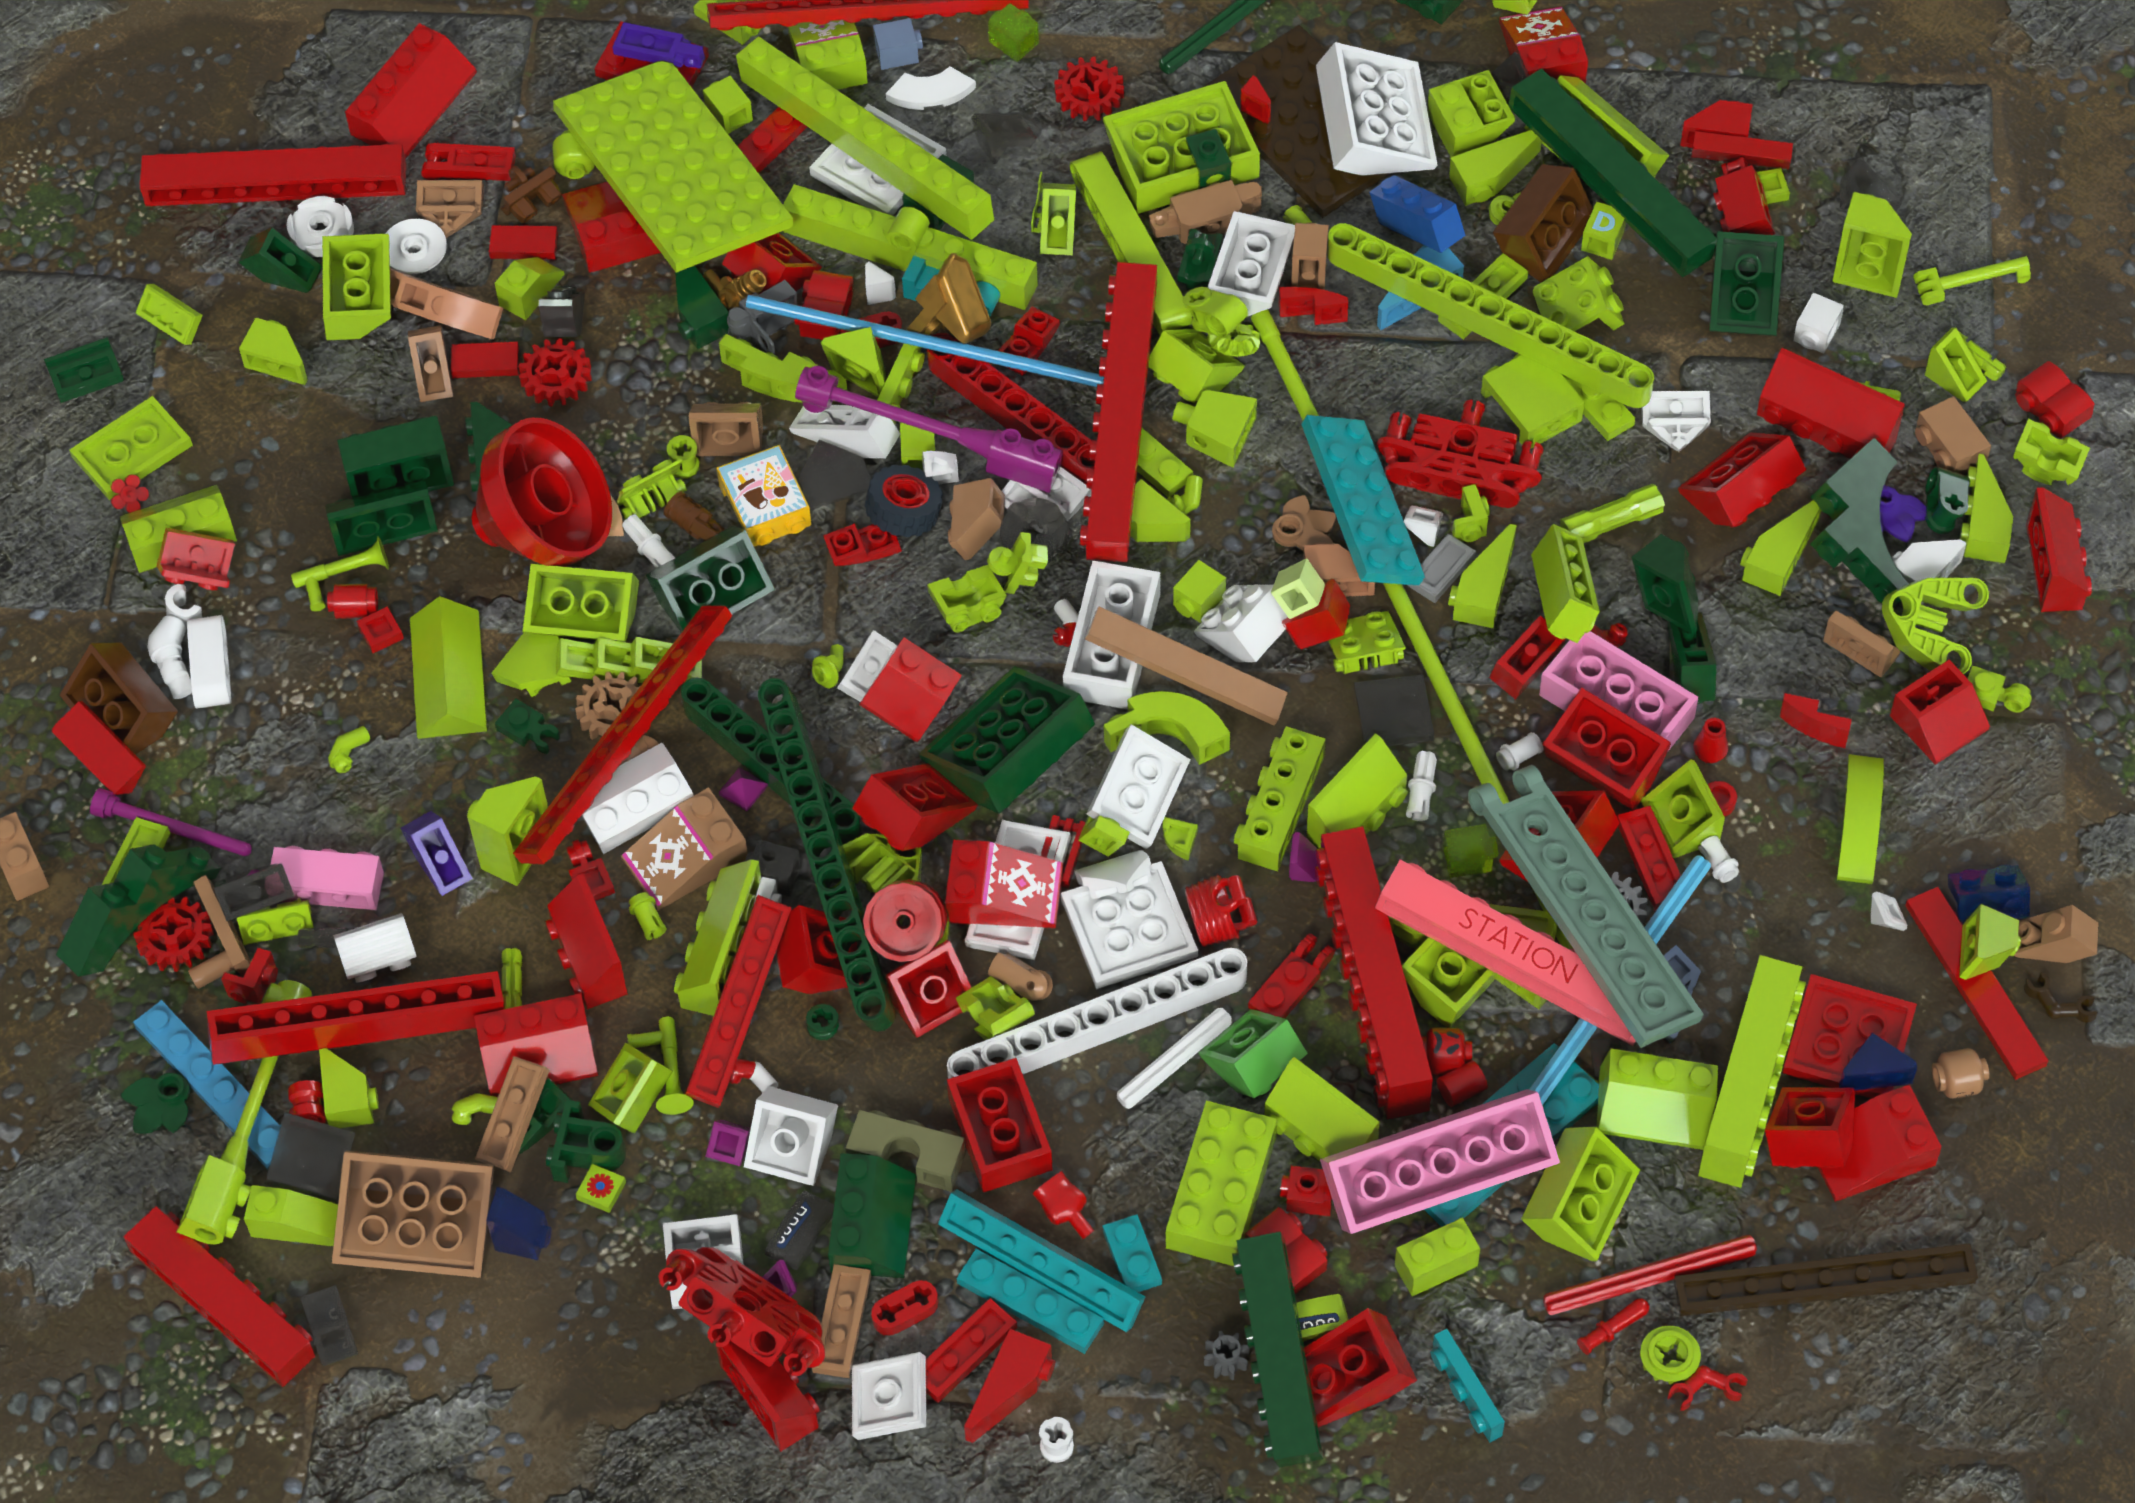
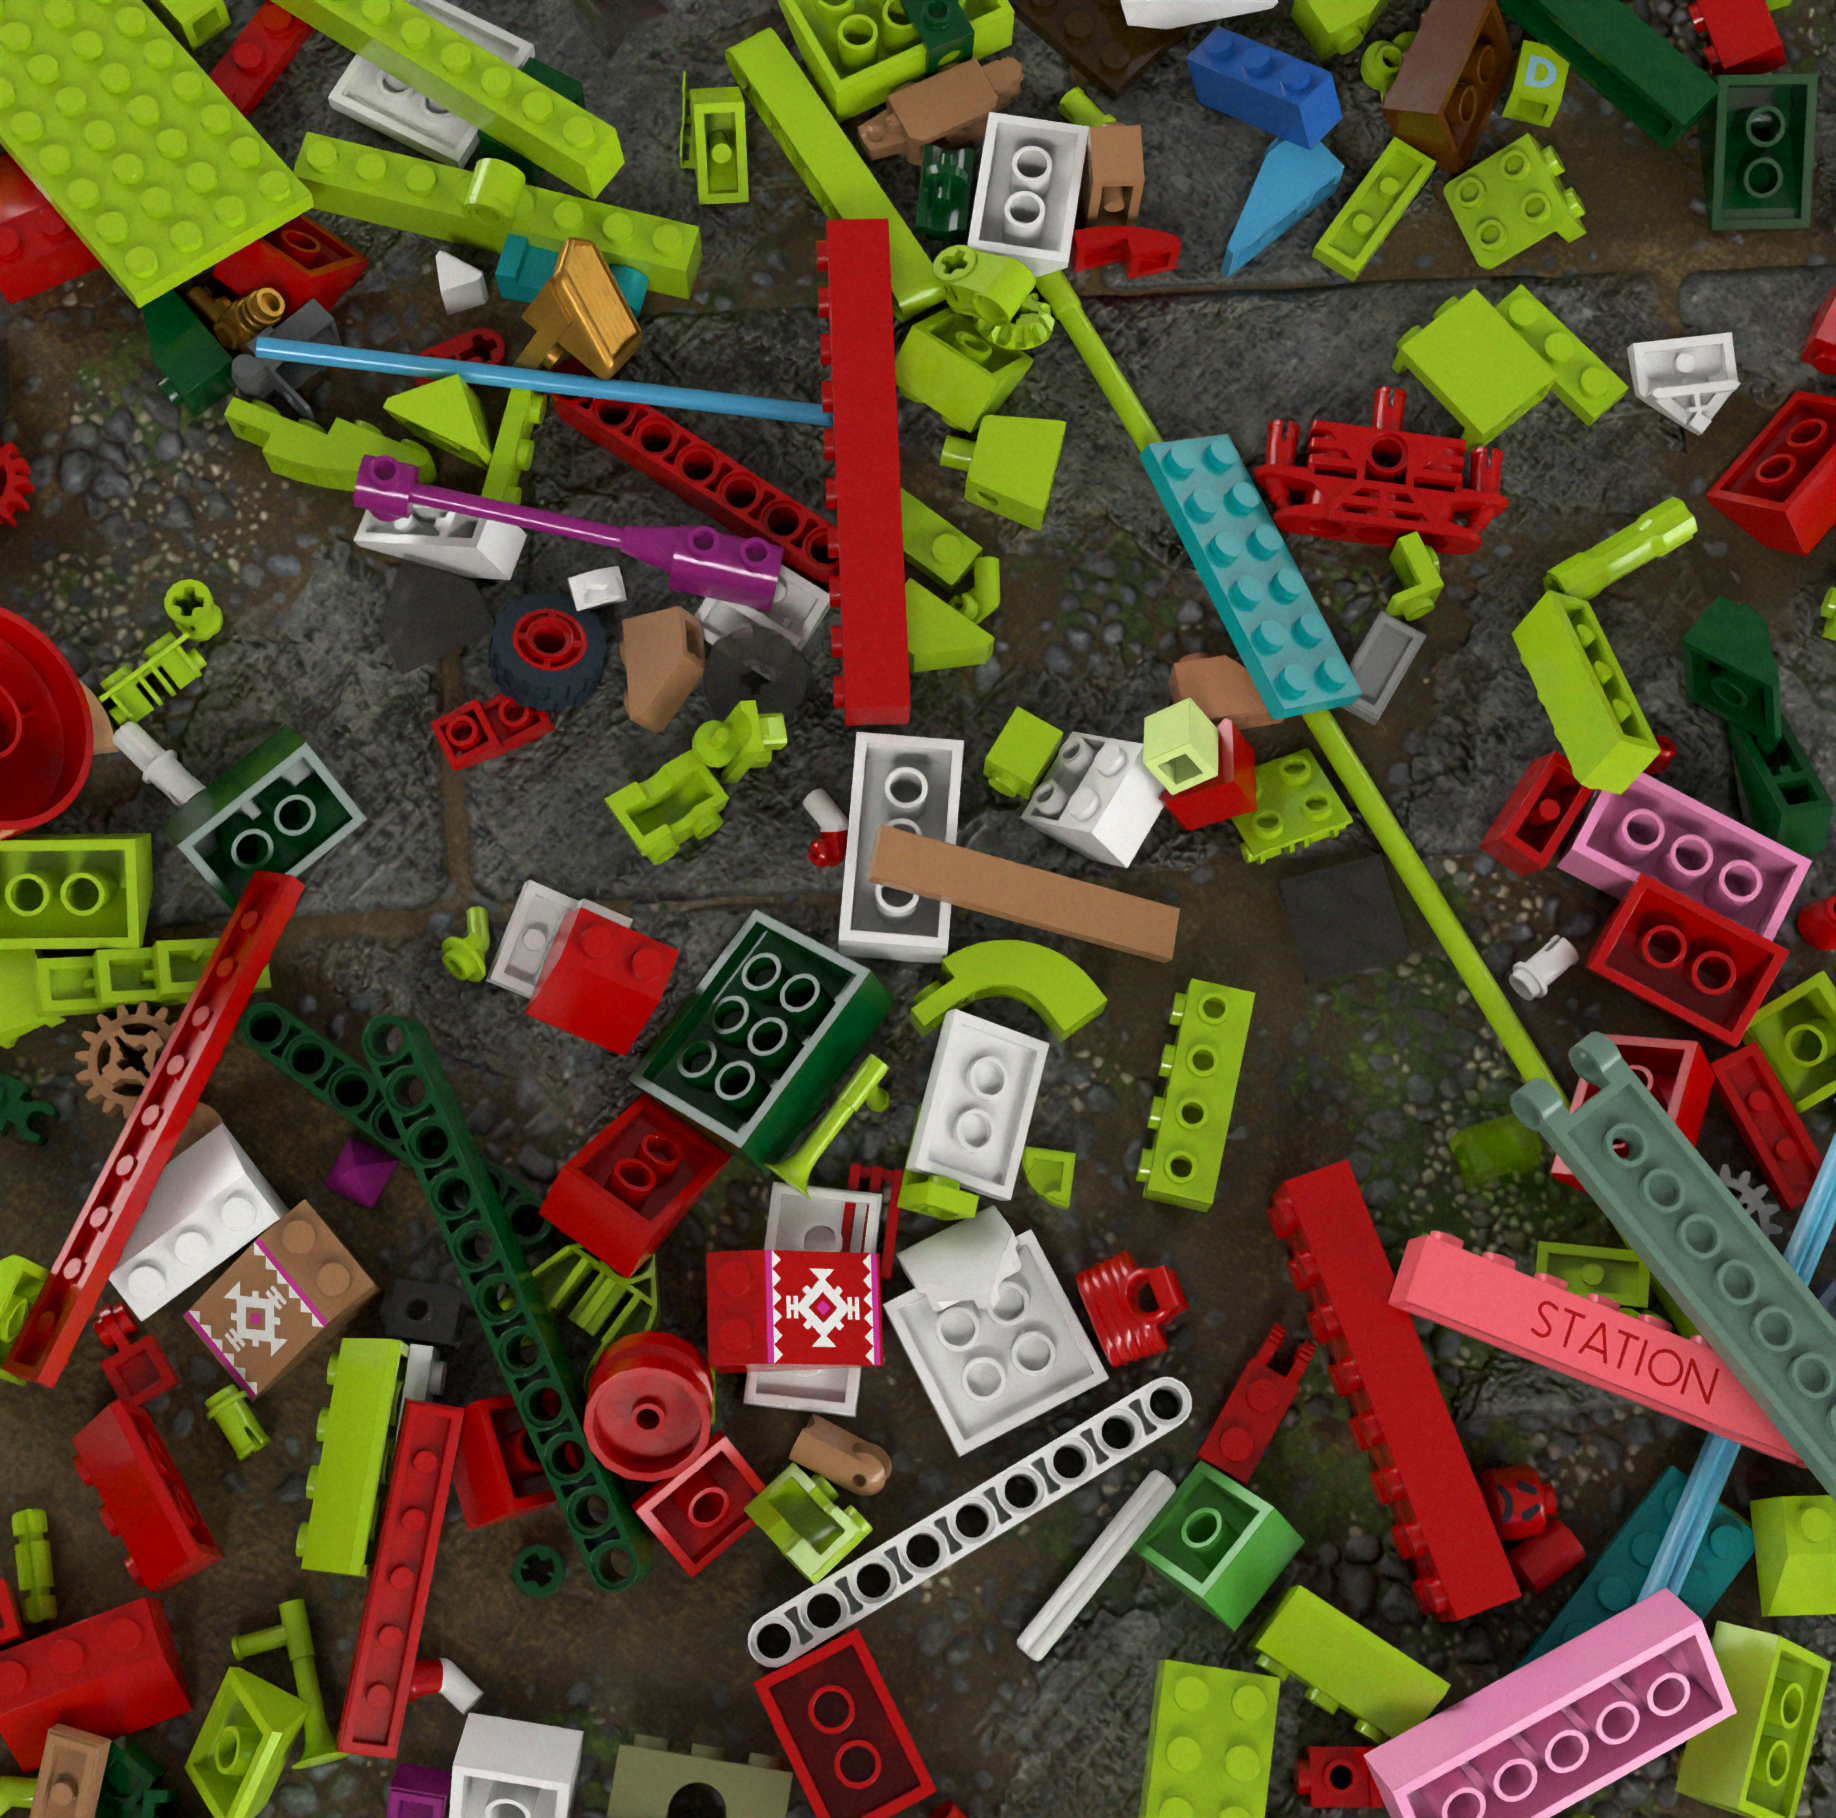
camera: 15 degrees left, 15 degrees up
(692, 517) = (223, 713): reddish brown hinge -> none
(727, 428) = (254, 554): medium nougat slope -> none
(765, 495) = (329, 666): panel -> none
(829, 294) = (383, 318): red brick -> none
(913, 443) = (555, 560): lime brick -> none
(1031, 335) = (703, 346): red slope -> none
(1063, 765) = (860, 1088): none -> lime piece
(1302, 859) = (1244, 1194): magenta slope -> none
(1307, 524) = (1167, 617): medium nougat plate -> none
(1358, 793) = (1319, 1092): lime slope -> none
(1412, 277) = (1425, 243): lime beam -> none
(1421, 786) = (1406, 1047): white axle -> none
(1424, 523) = (1341, 596): white slope -> none
(1445, 980) = (1503, 1397): lime slope -> none
(1483, 582) = (1448, 701): lime slope -> none

